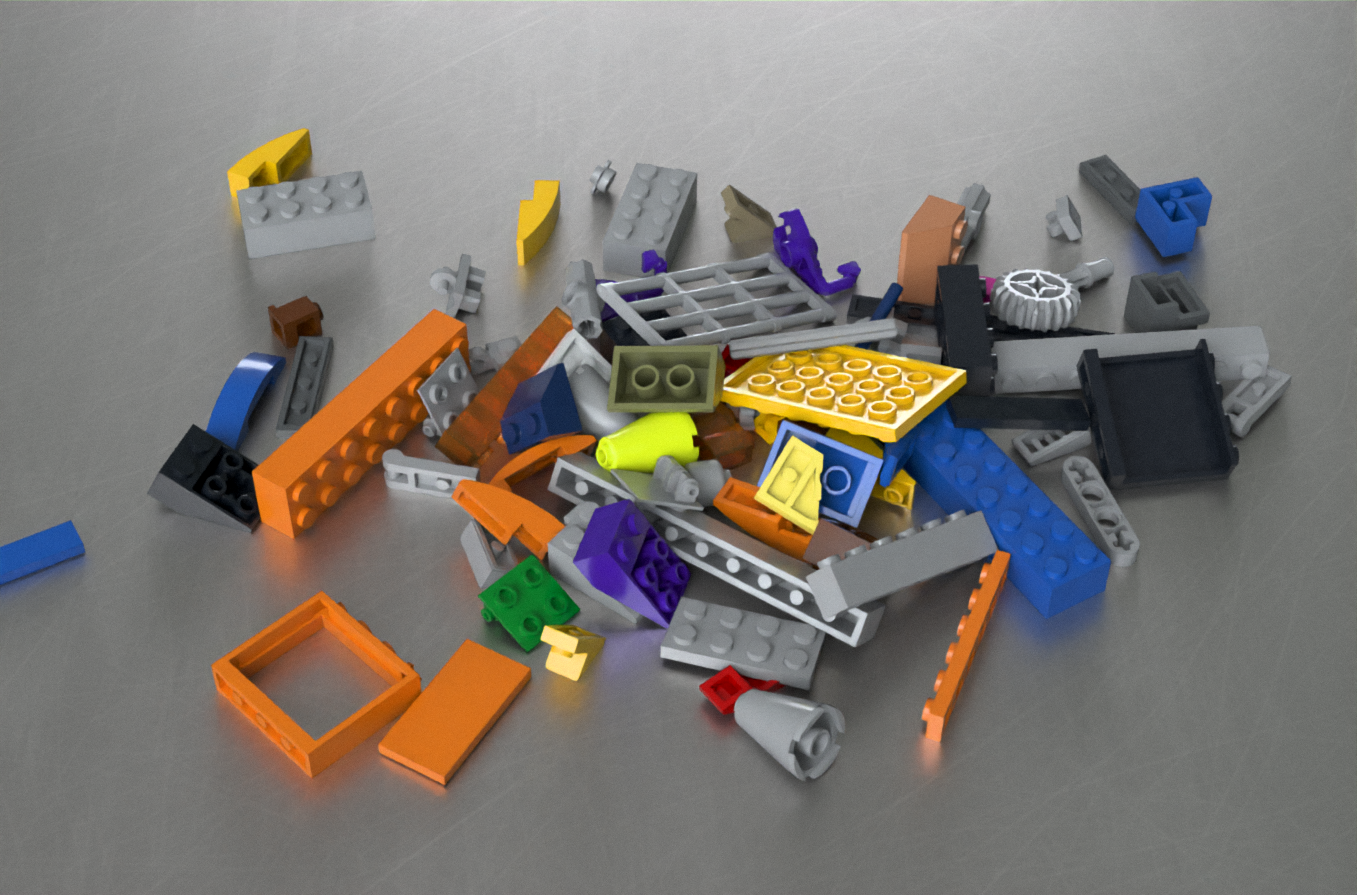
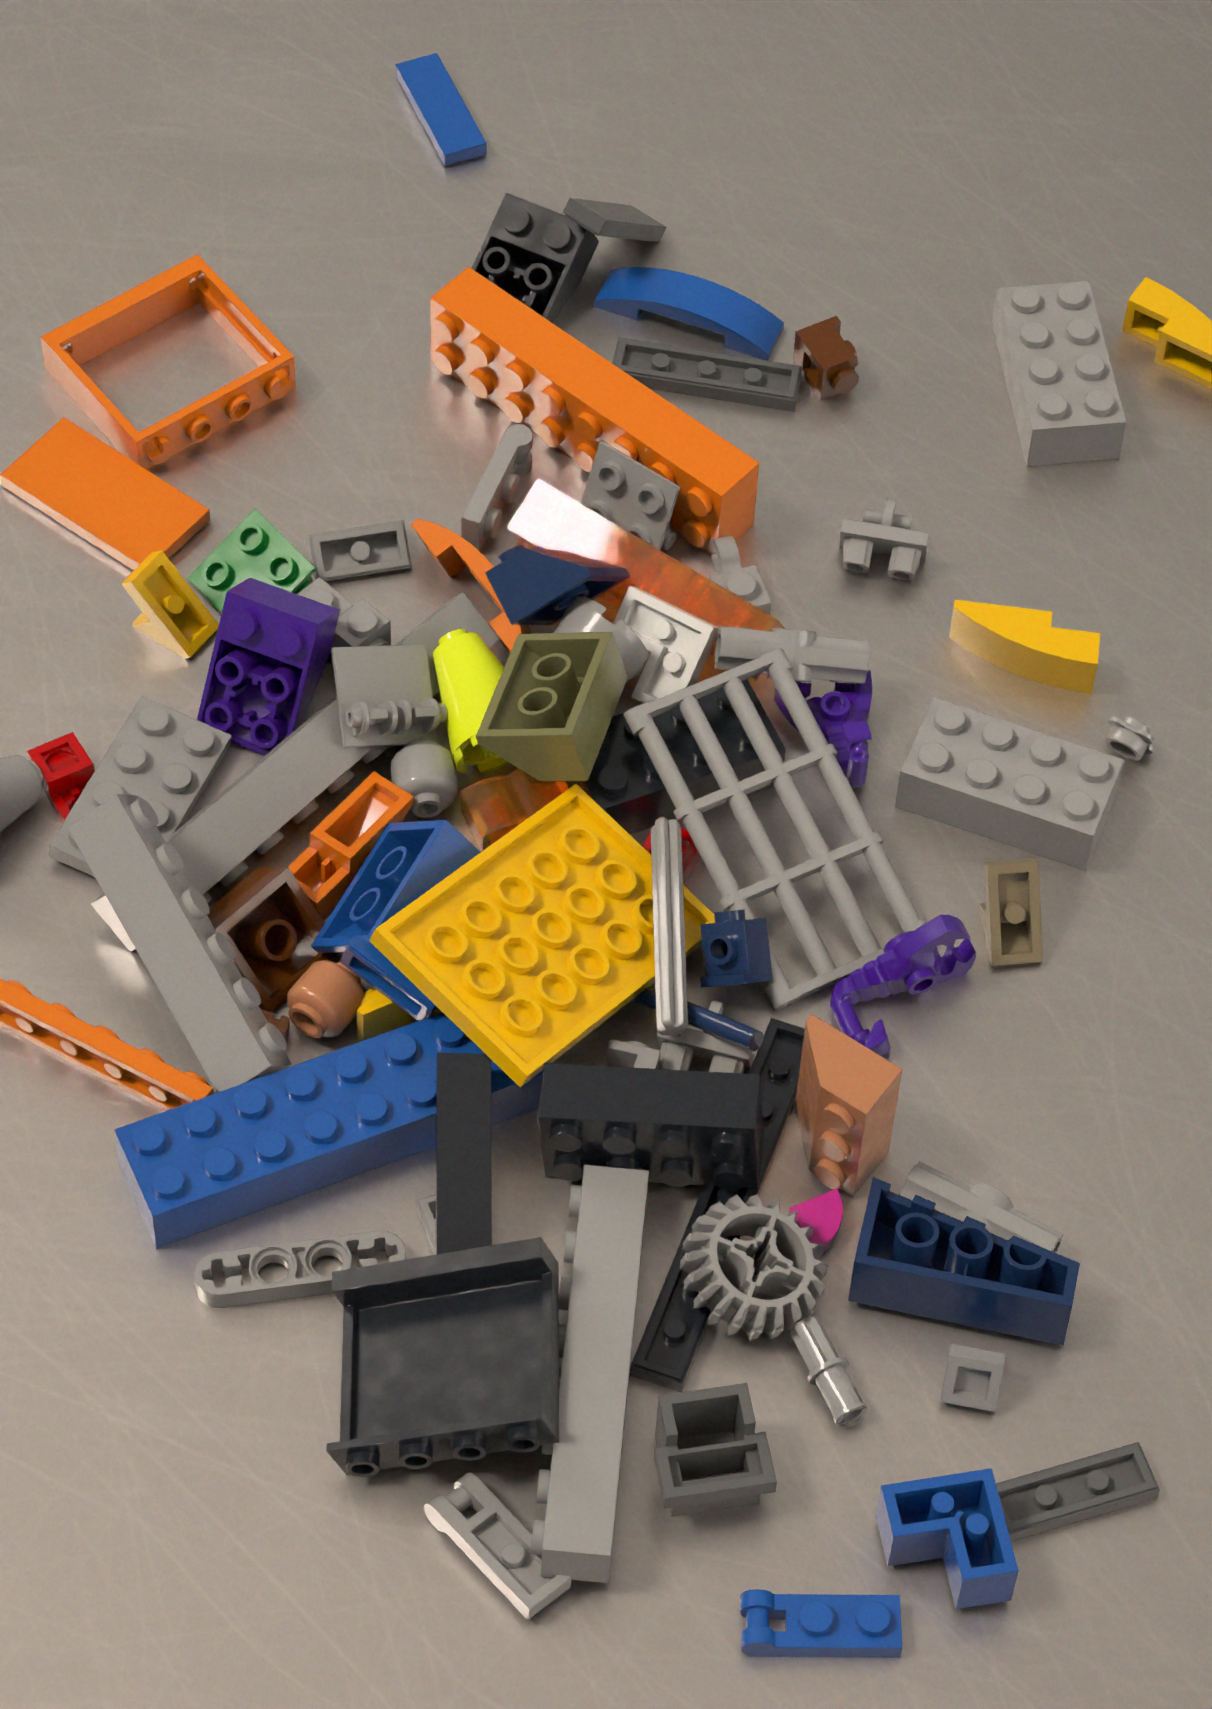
camera: 95 degrees right, 10 degrees up
(178, 420) = (614, 220): none -> dark grey tile
(508, 515) = (382, 541): orange slope -> none
(794, 485) = (351, 843): light yellow wing -> none
(814, 314) = (735, 950): none -> dark blue brick
(898, 510) = (324, 999): none -> nougat head
(1004, 230) = (958, 1270): none -> dark blue wedge
(1238, 272) = (821, 1625): none -> blue plate

